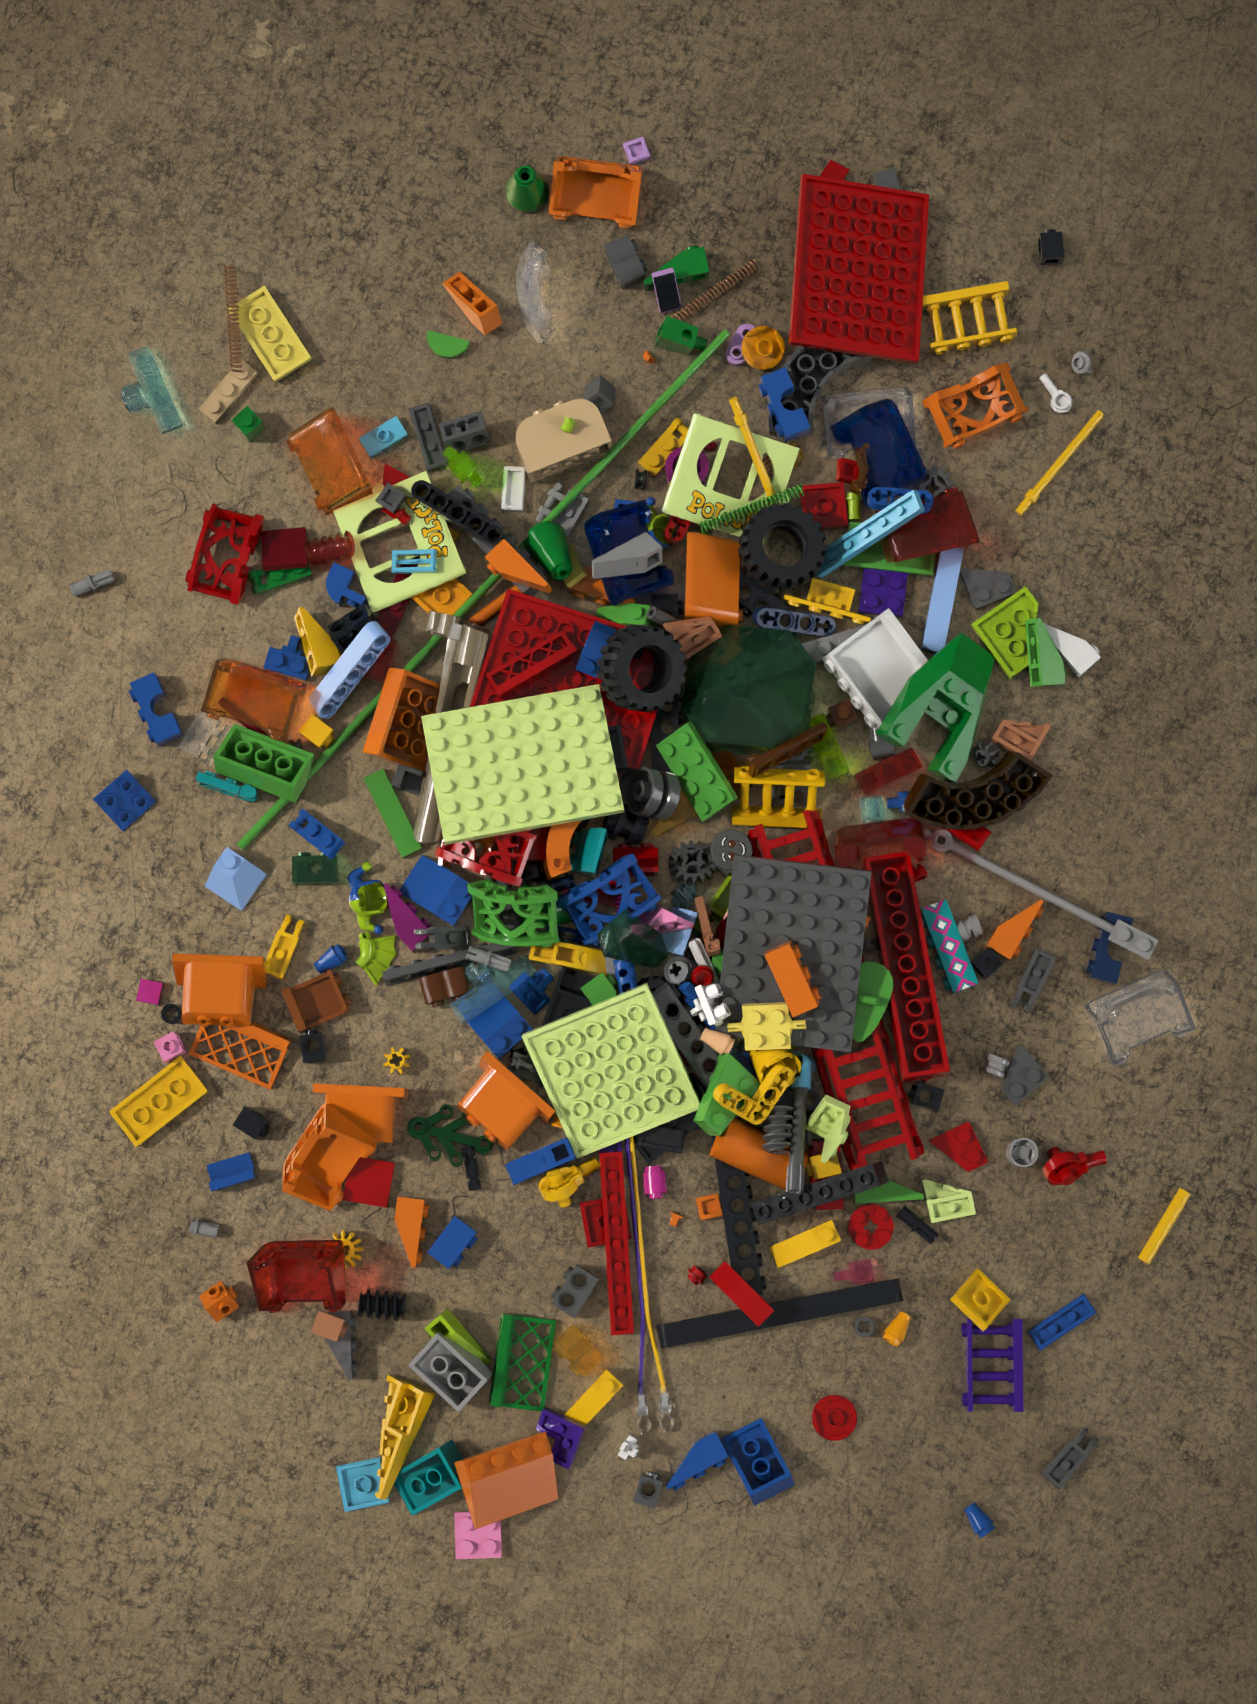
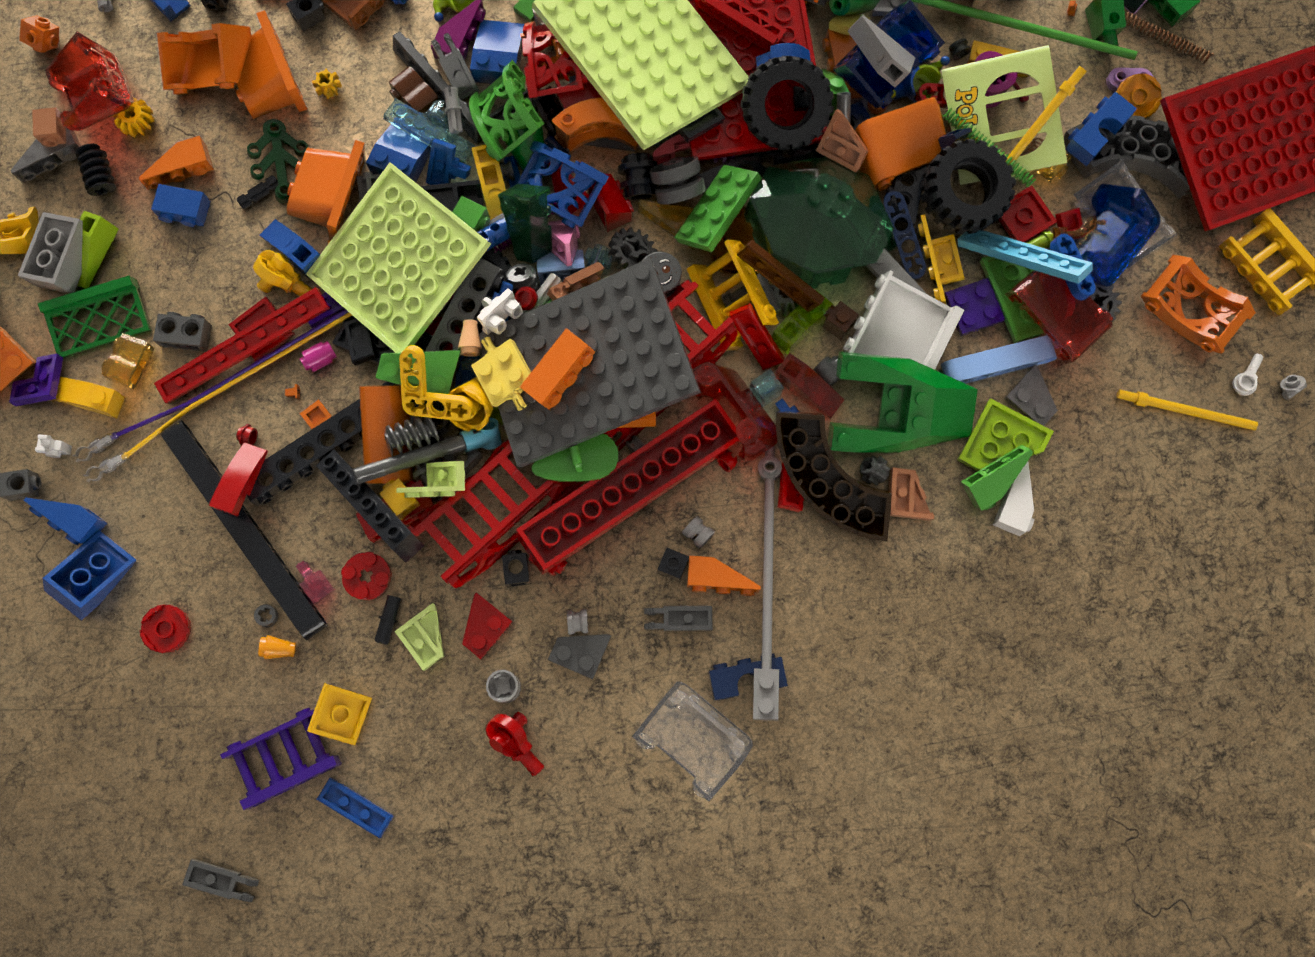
camera: 55 degrees right, 5 degrees down
(369, 1182) = (207, 112): red tile -> none
(375, 955) = (416, 25): lime arm -> none
(589, 852) = (601, 155): teal slope -> none
(730, 536) = (956, 135): none -> dark blue slope
(804, 1243) = (322, 522): yellow slope -> none
(830, 795) = (756, 336): none -> red tile
(887, 1192) = (406, 575): bright green slope -> none
(948, 946) = (669, 523): brick -> none
(979, 1520) = (119, 818): blue cone -> none
(1164, 1226) = (497, 866): yellow piece -> none

